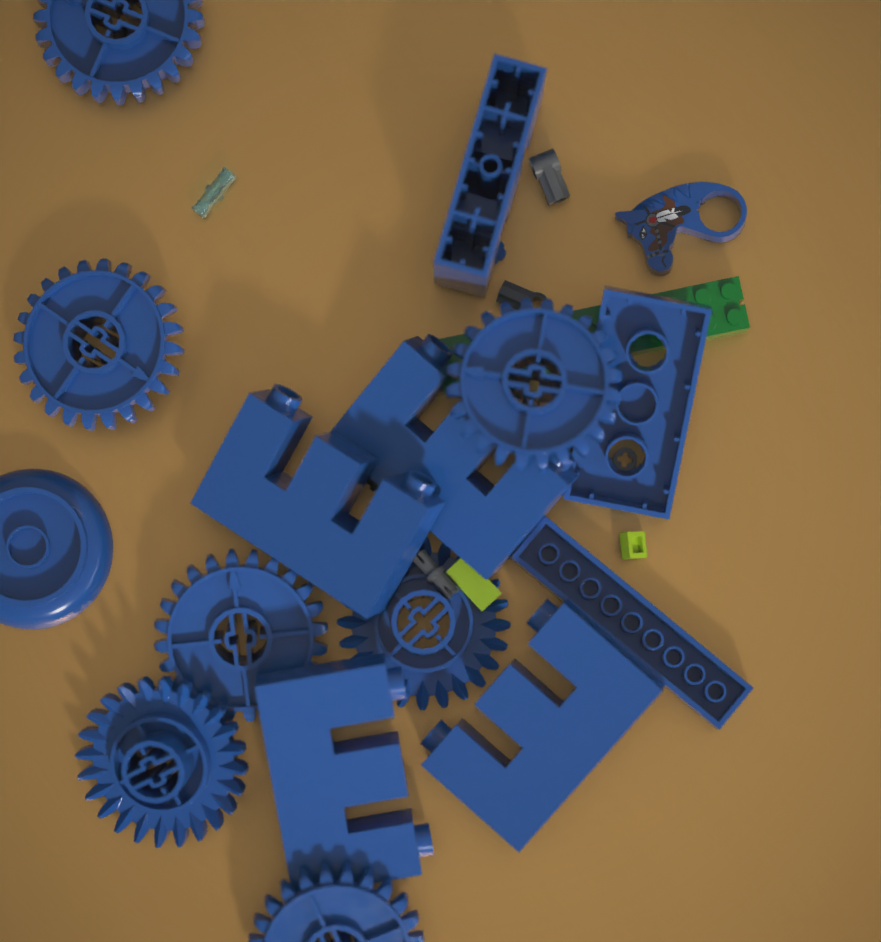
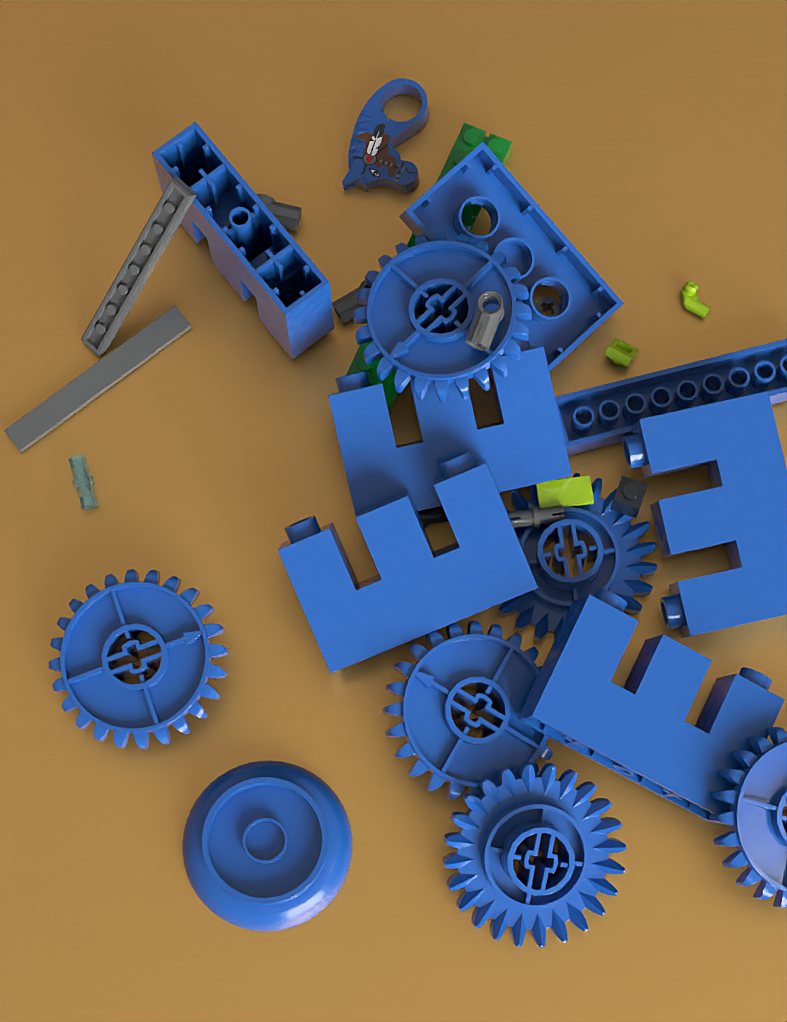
camera: 55 degrees left, 10 degrees down
(308, 140) = (98, 379): none -> dark grey tile
(407, 108) = (138, 266): none -> dark grey tile
(504, 637) = (629, 496): none -> black brick
(540, 425) = (485, 322): none -> dark grey piece
(722, 570) = (690, 299): none -> lime arm

